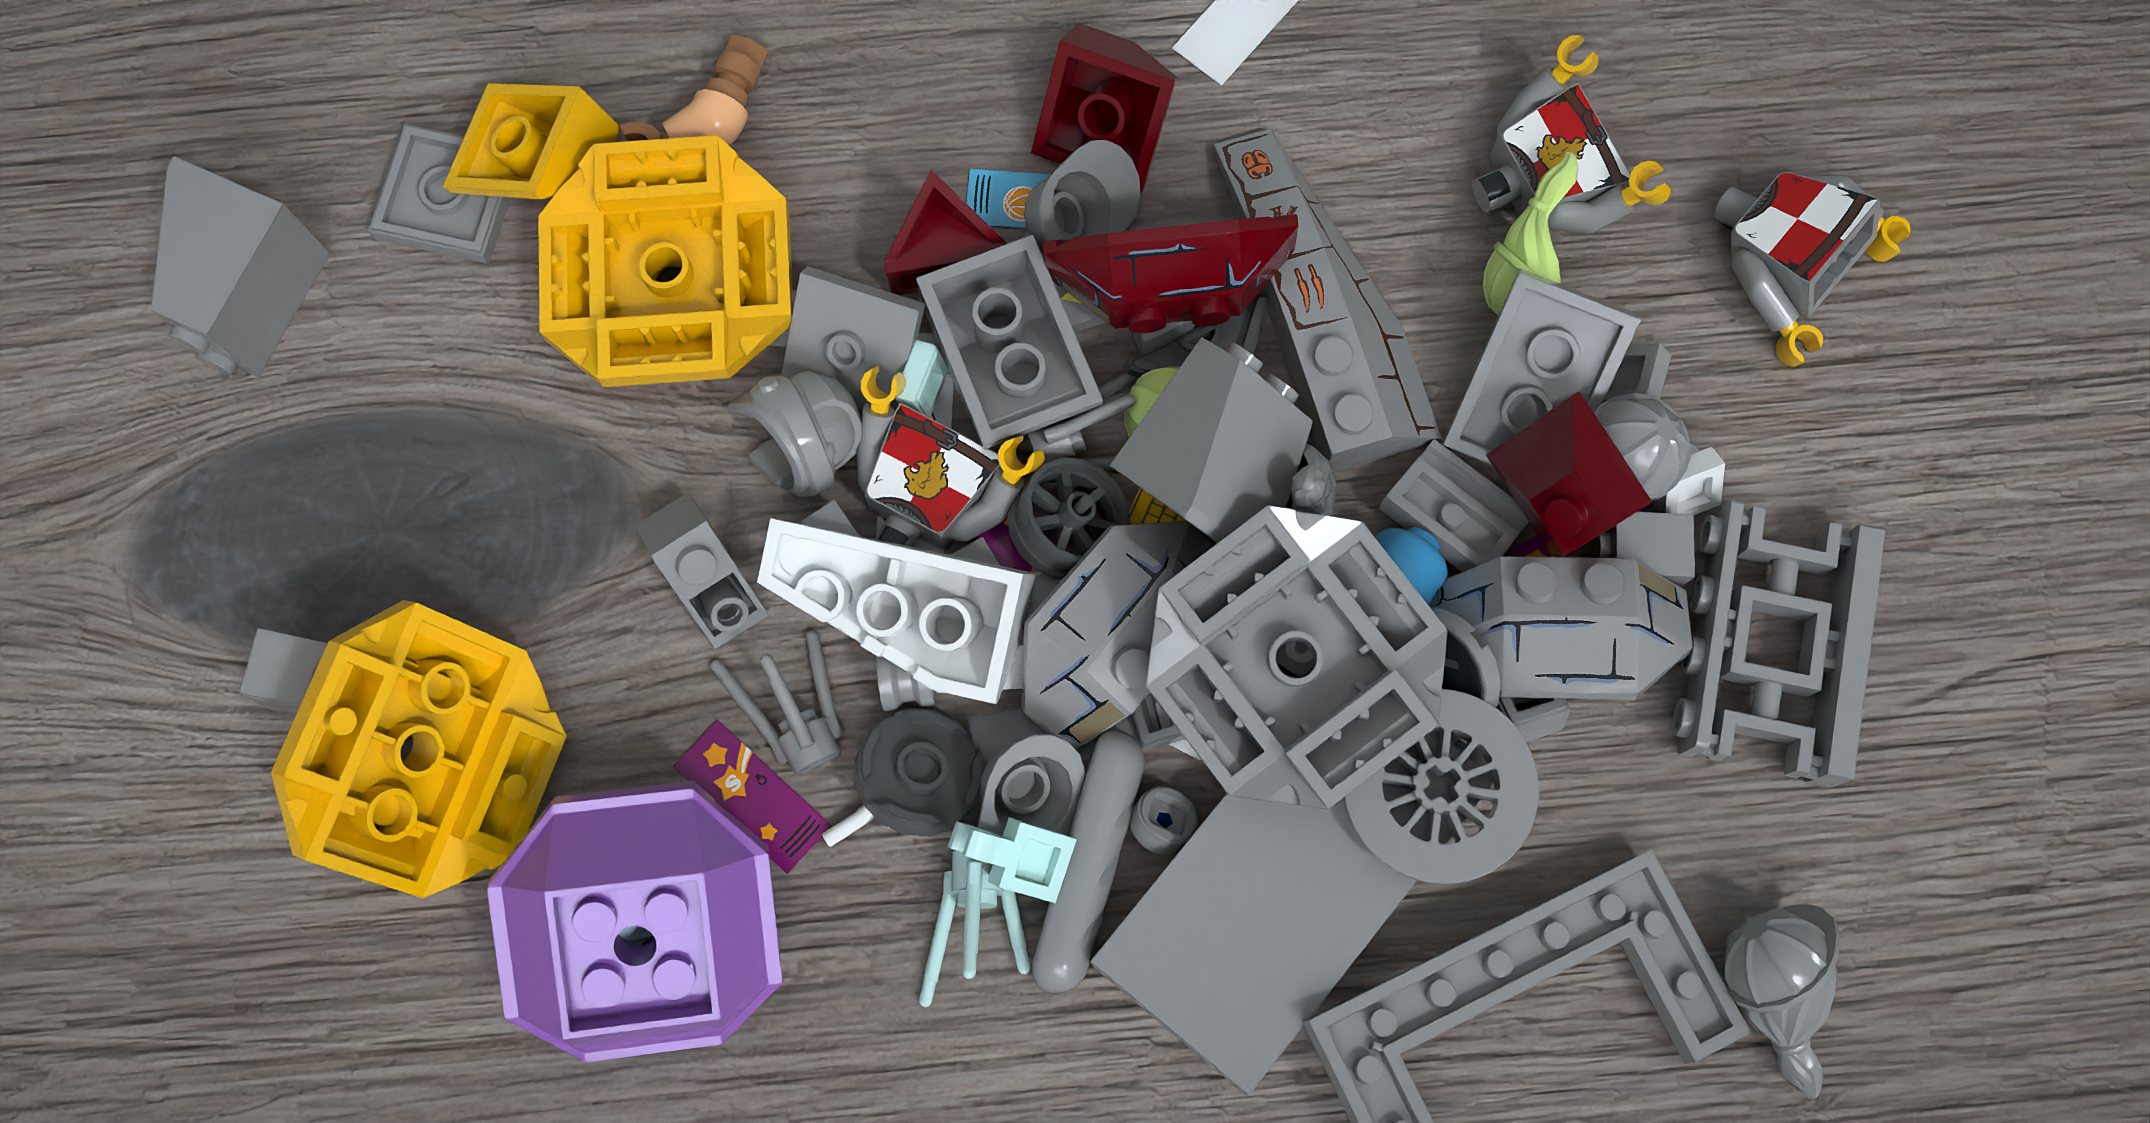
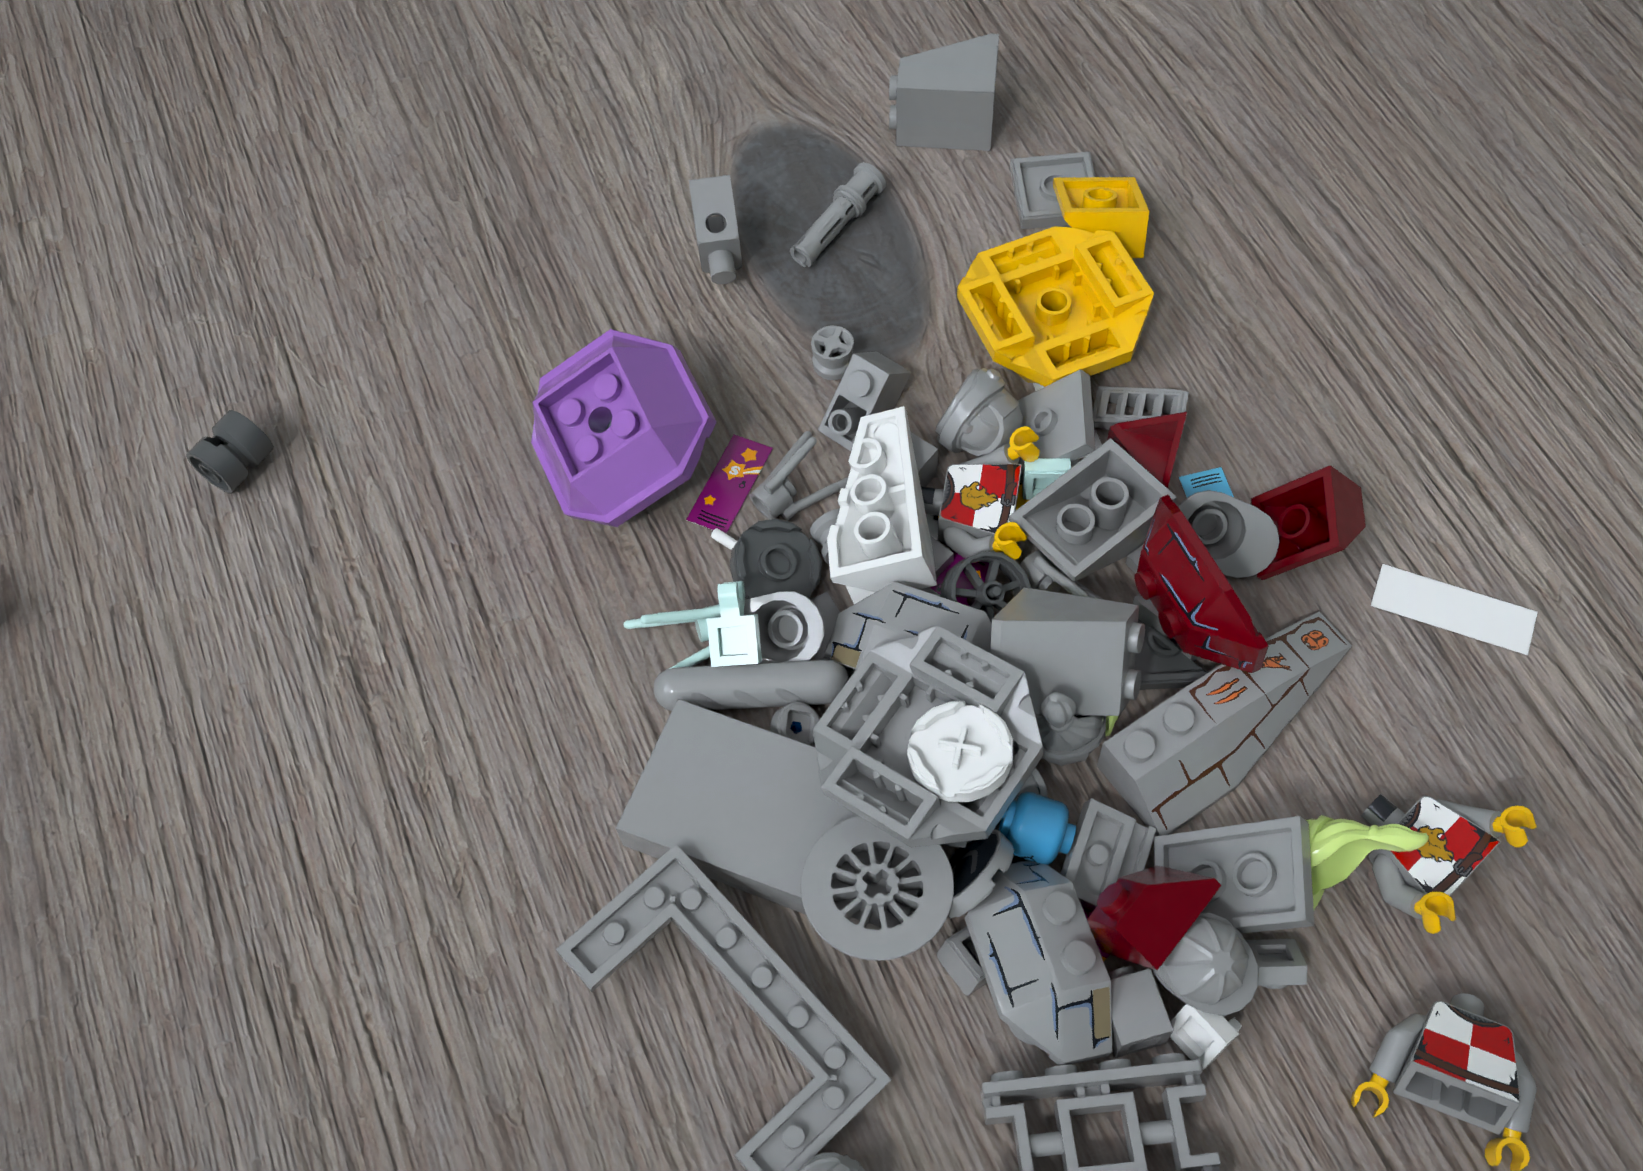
camera: 75 degrees right, 15 degrees down
(346, 480) = (847, 203): none -> light grey pin
(473, 766) = (699, 231): yellow piece -> none
(592, 576) = (824, 346): none -> light grey wheel
(719, 106) = (1180, 305): piece -> none
(865, 180) = (1153, 399): none -> light grey slope
(1341, 621) = (960, 751): none -> white tile

